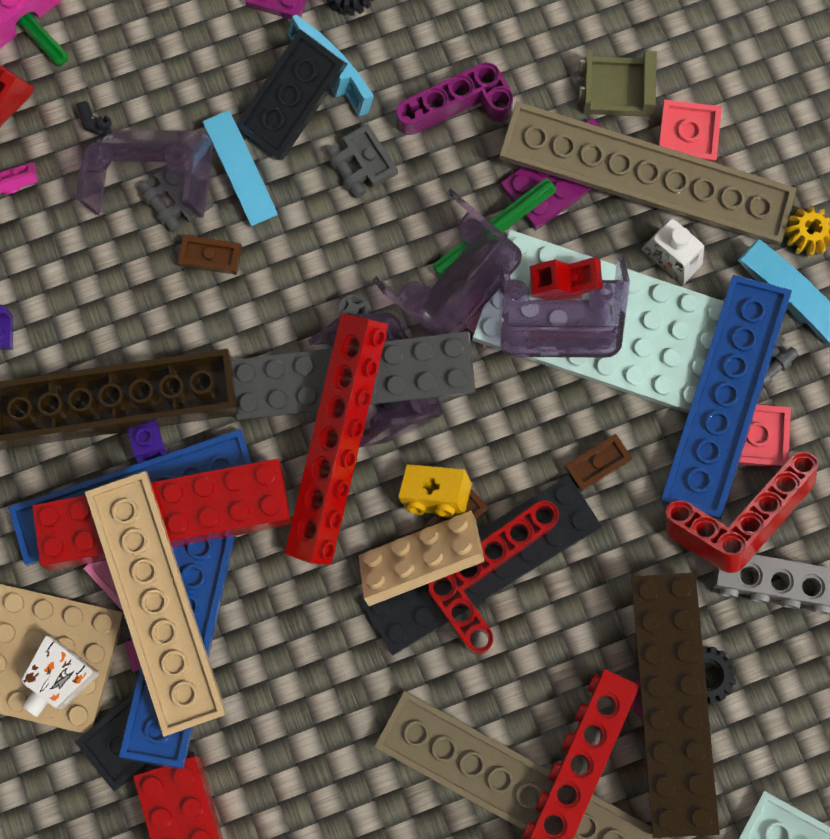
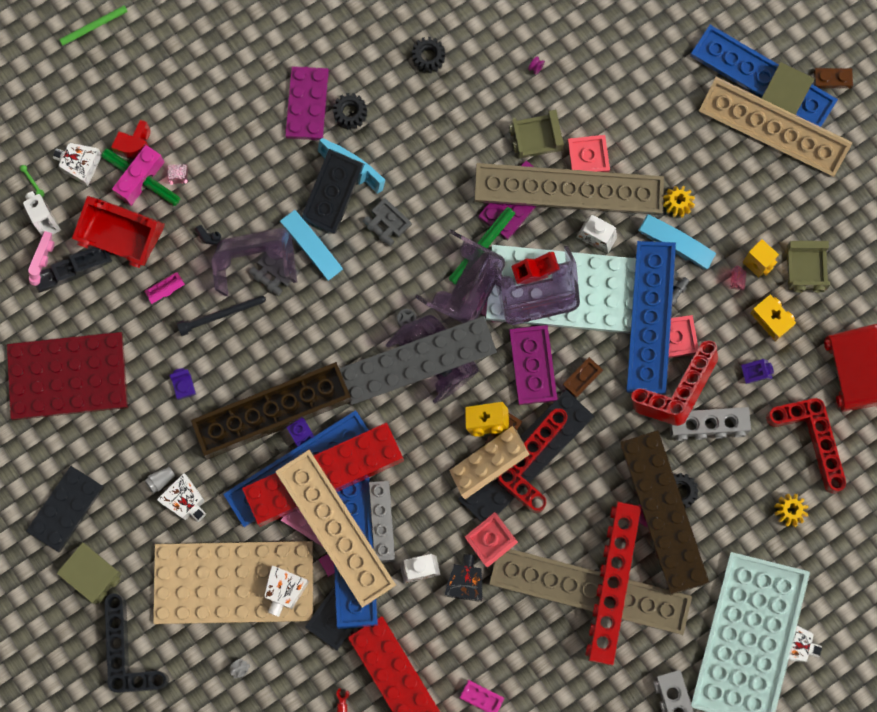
camera: 15 degrees left, 0 degrees up
(23, 245) = (185, 326): none -> black piece
(73, 21) = (177, 174): none -> clear pink slope
(210, 254) = (306, 304): reddish brown plate -> none
(235, 609) = (382, 521): none -> light grey brick
(275, 695) = (419, 568): none -> white torso
(336, 439) = (419, 401): red brick -> none
(339, 732) = (465, 581): none -> black torso
(394, 678) = (491, 539): none -> coral plate
(452, 103) = (434, 171): magenta beam -> none
(527, 425) = (533, 365): none -> magenta plate

